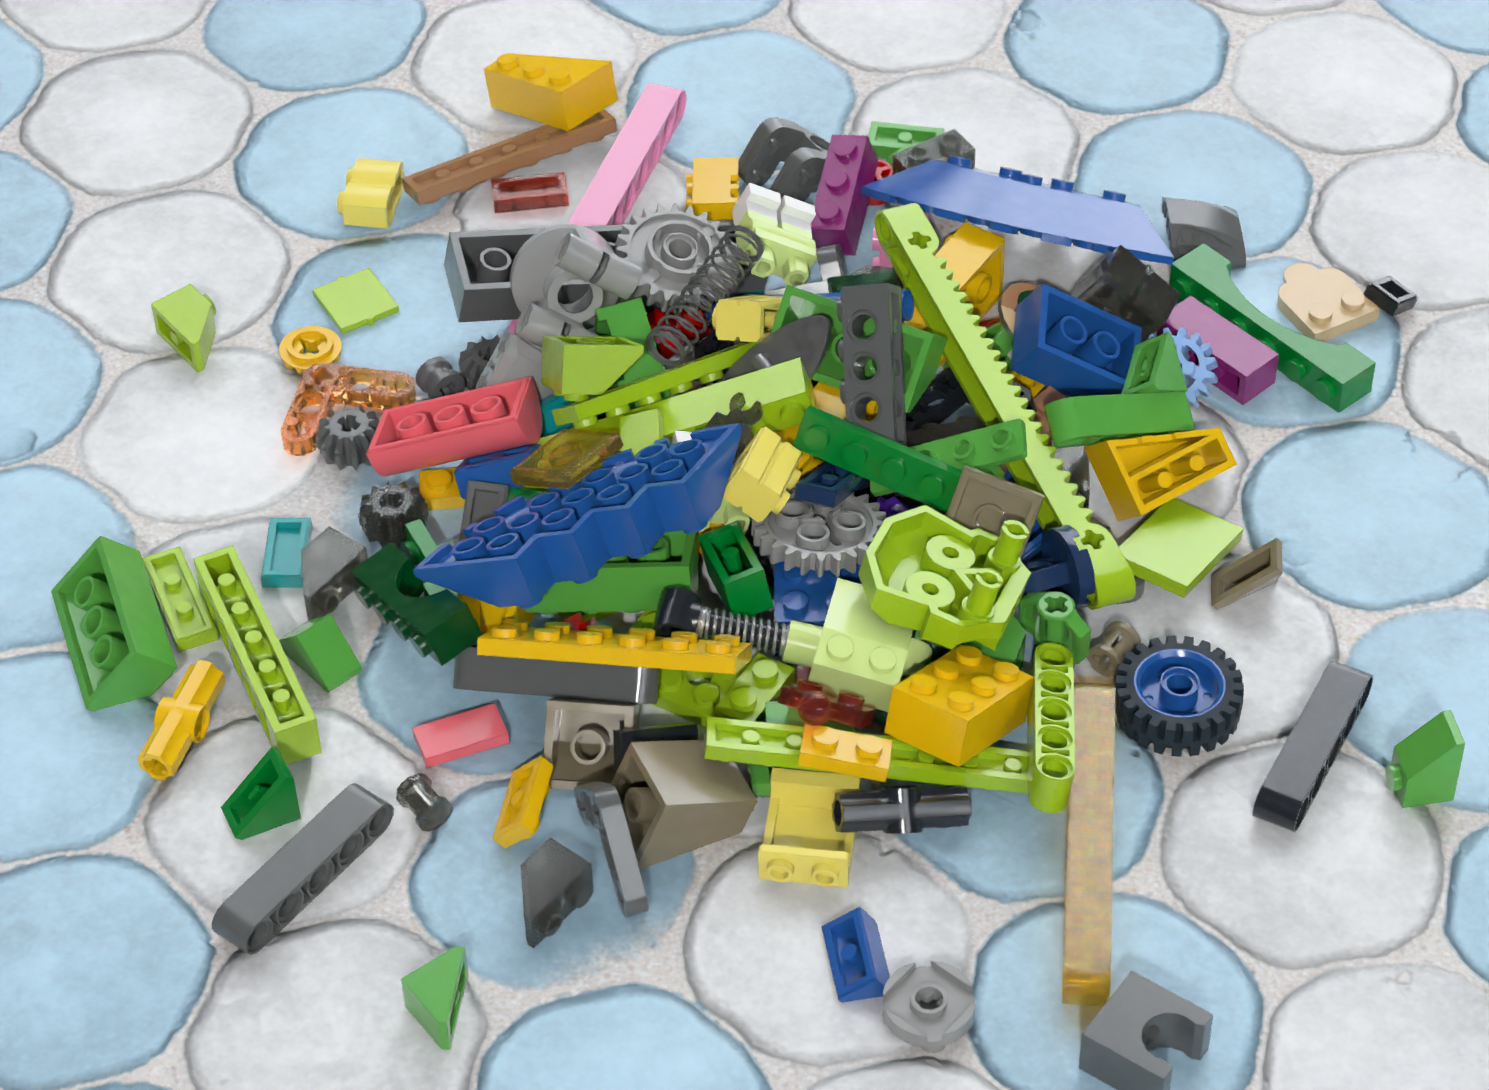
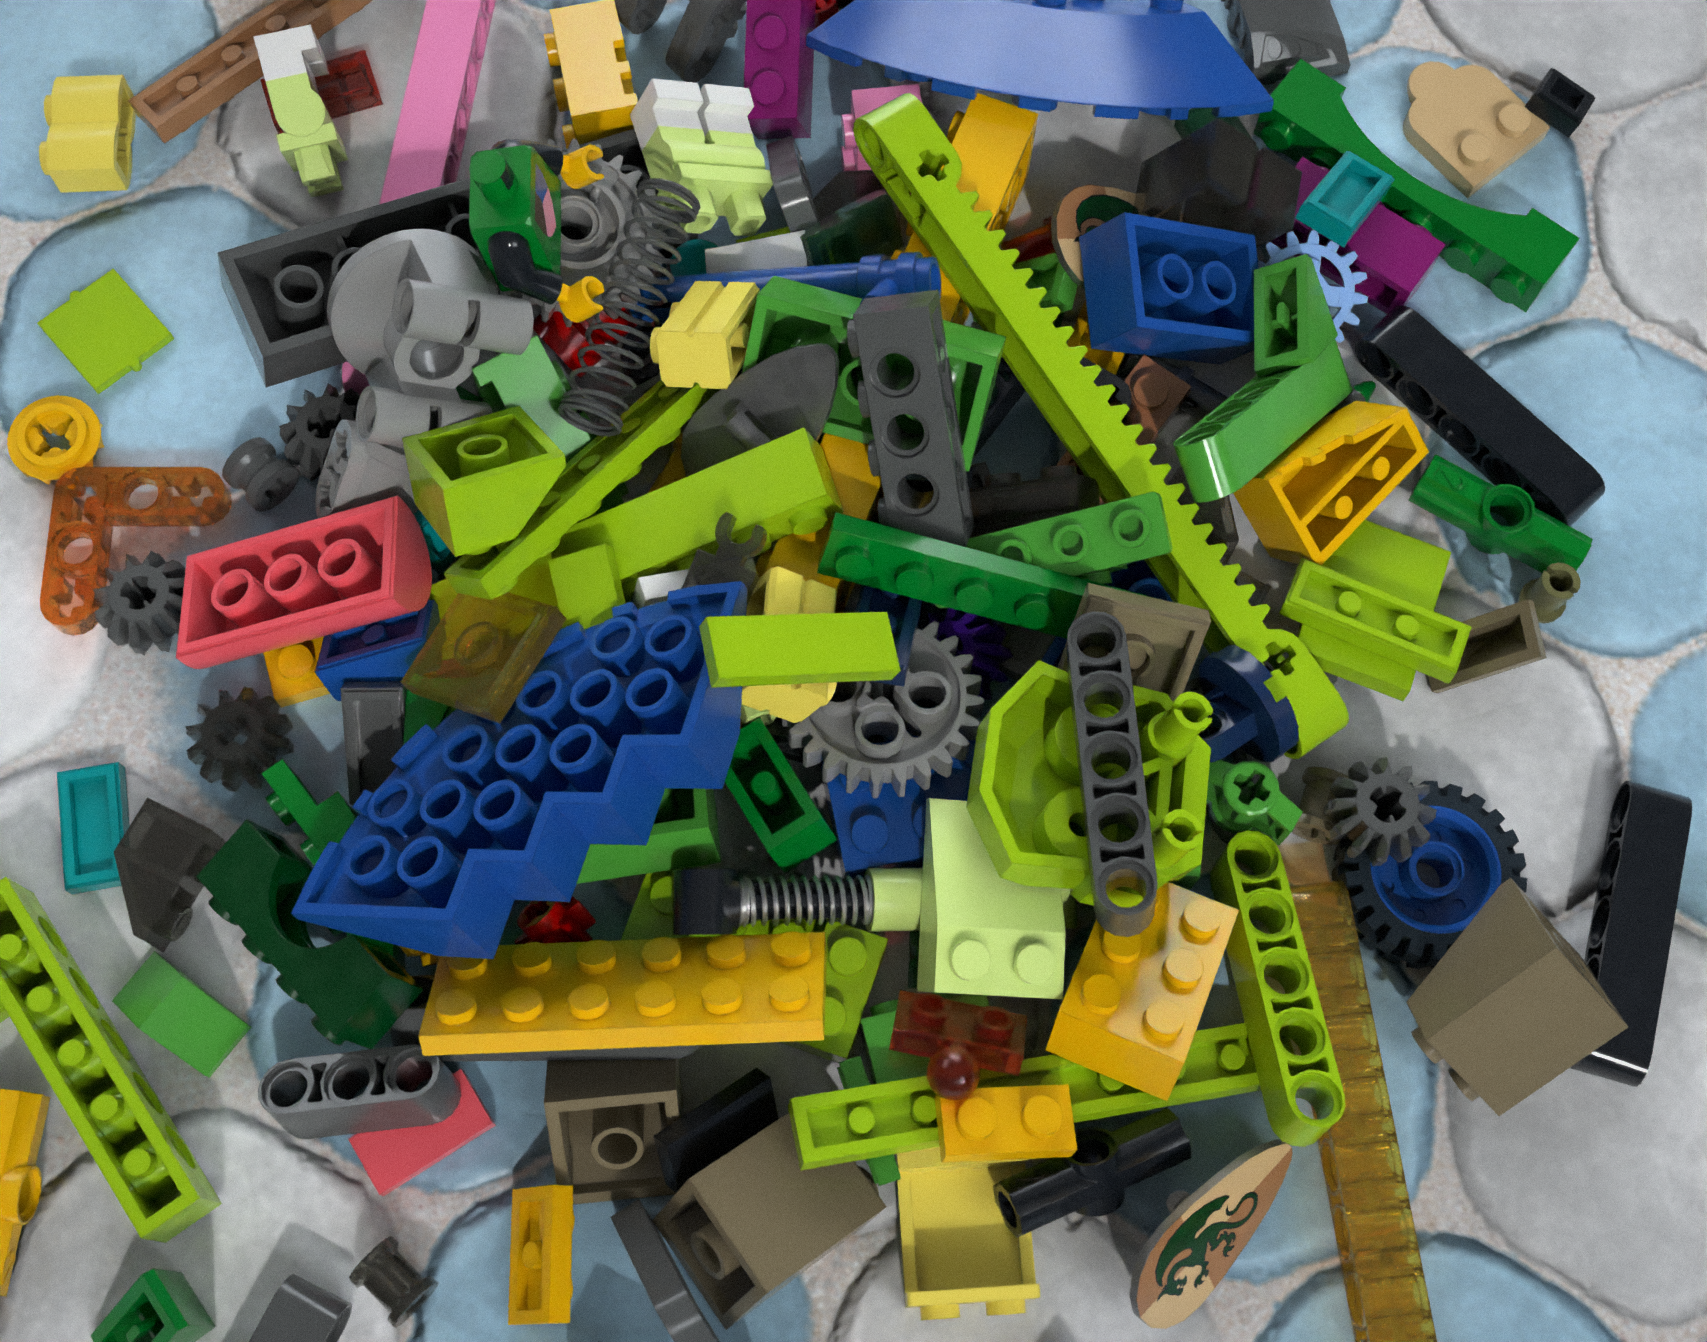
camera: 15 degrees left, 25 degrees up
(427, 696) = (336, 1078): none -> dark grey beam
(516, 175) = (309, 137): none -> yellowish green hips
(646, 226) = (519, 219): none -> torso
(768, 459) = (798, 648): none -> lime tile
(952, 552) = (1111, 800): none -> dark grey beam
(969, 852) = (1205, 1235): none -> shield
(1143, 636) = (1402, 817): none -> dark grey gear
(1173, 546) = (1375, 620): none -> lime tile
(1205, 753) = (1511, 1004): none -> dark tan slope
(1210, 315) = (1344, 198): none -> teal tile
(1281, 513) = (1467, 504): none -> green piece
(1283, 459) = (1477, 415): none -> black beam
(1303, 562) = (1551, 591): none -> olive pin

